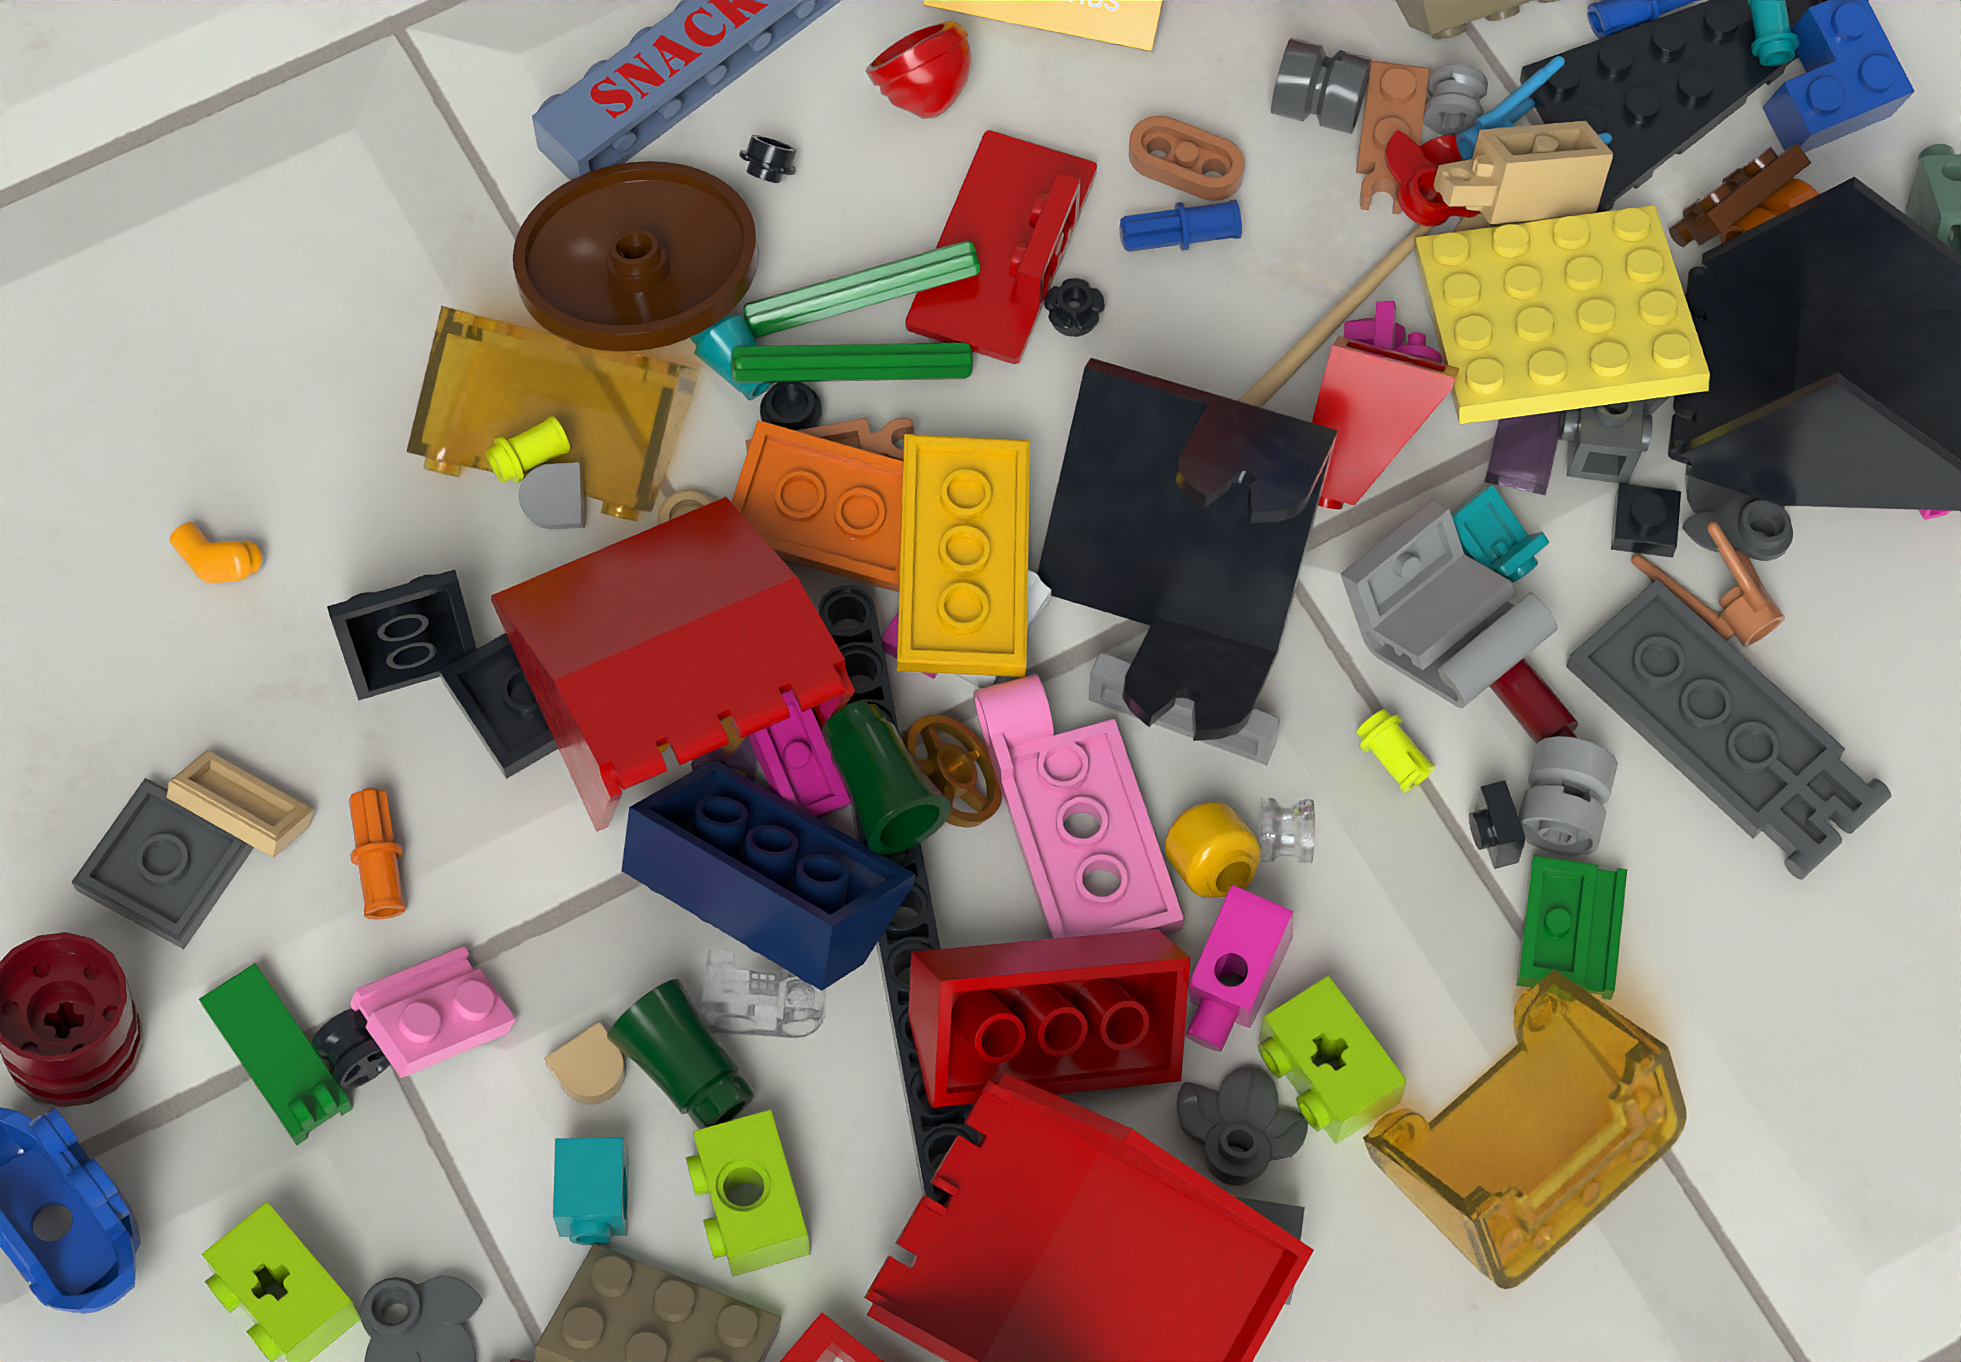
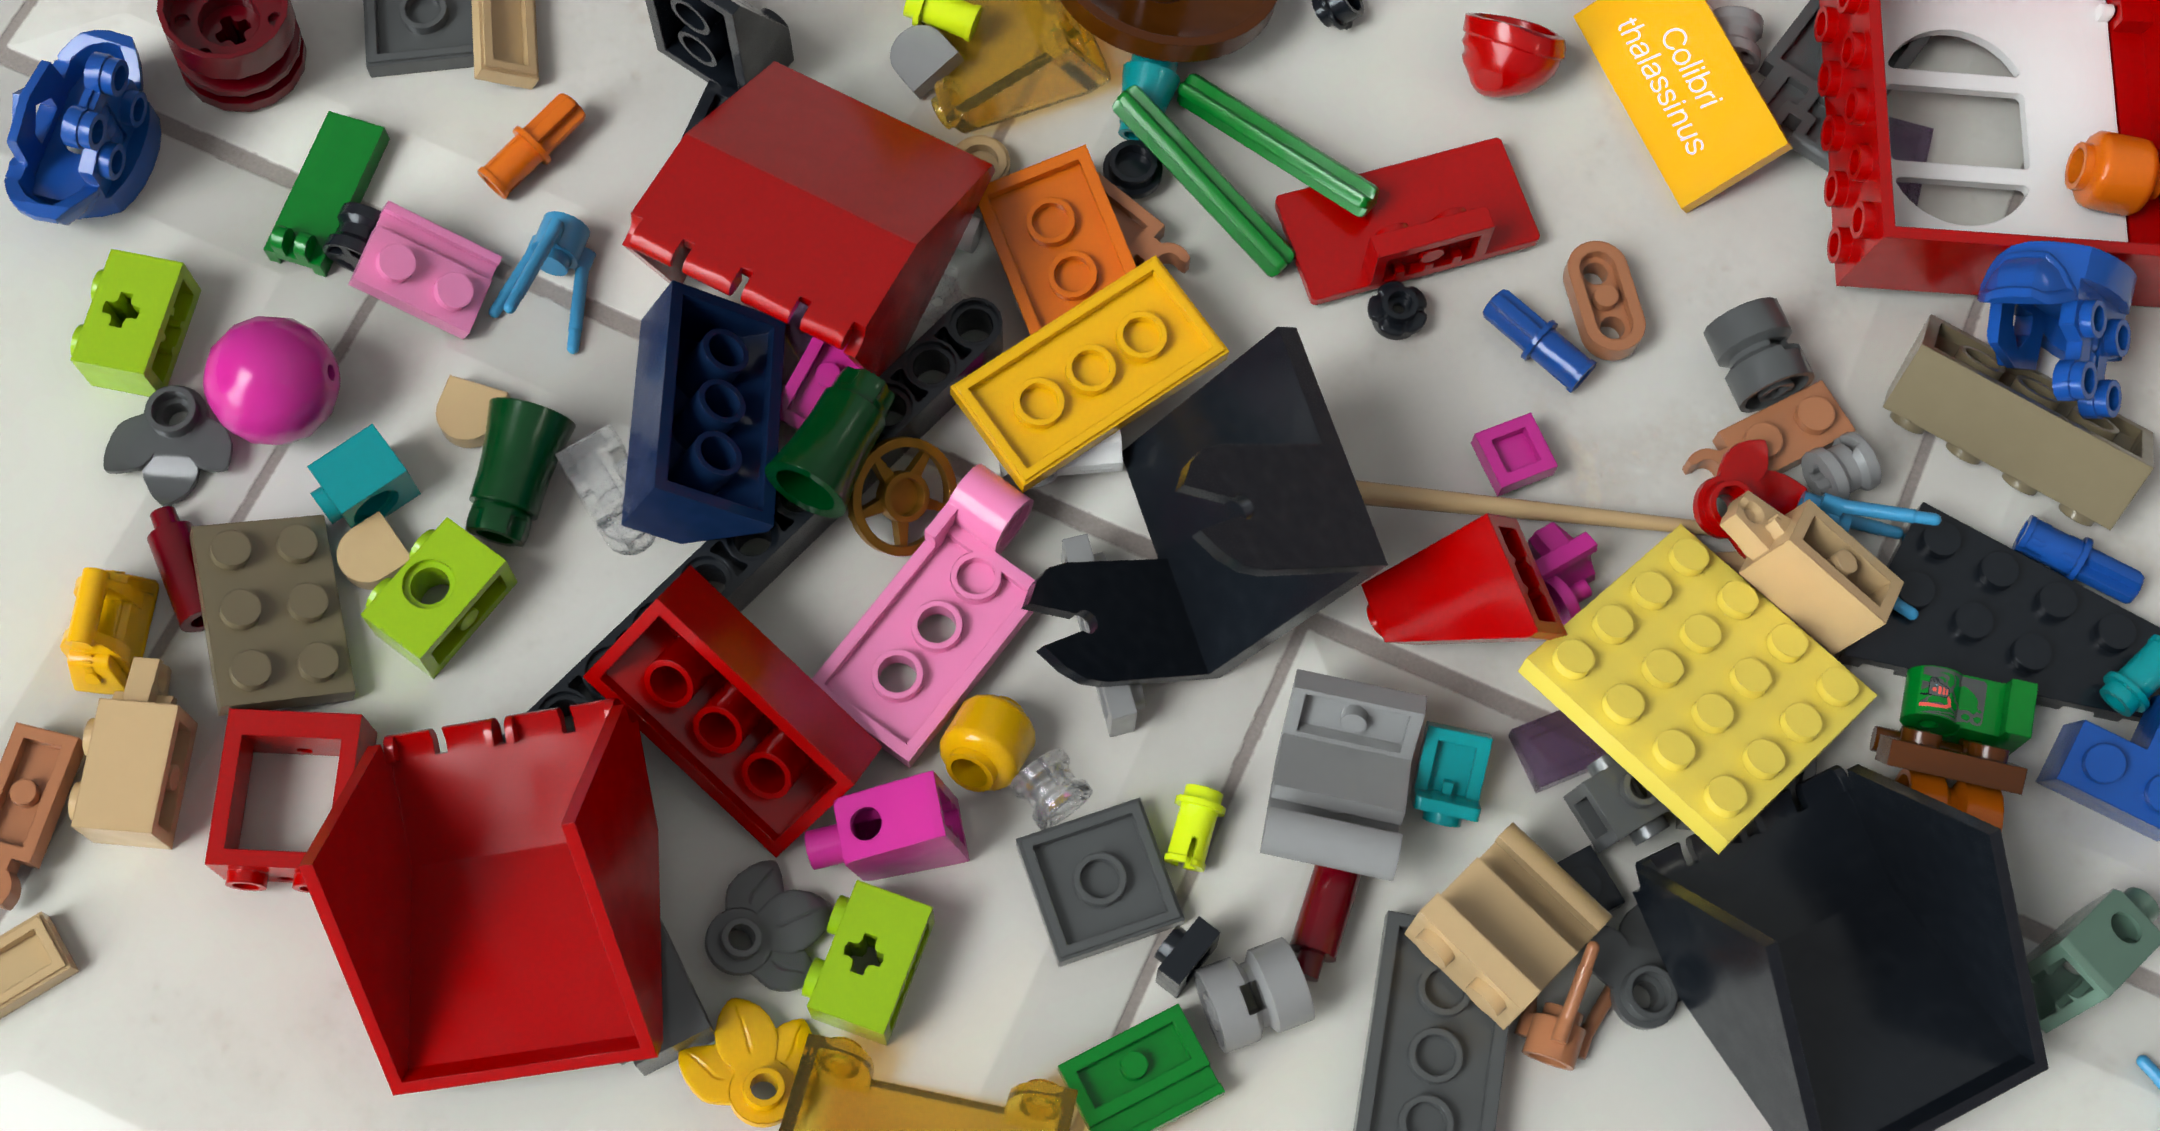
camera: 50 degrees right, 5 degrees up
(446, 1196) = (271, 380): none -> dark pink piece
(498, 897) = (555, 250): none -> dark azure plant
(661, 1227) = (371, 552): none -> tan tile
(1264, 311) = (1514, 454): none -> dark pink plate
(1338, 1207) = (746, 1053): none -> yellow plate
(1384, 851) = (1099, 882): none -> dark grey tile
(1651, 578) = (1507, 925): none -> tan piece
(1707, 154) = (1969, 707): none -> green leg

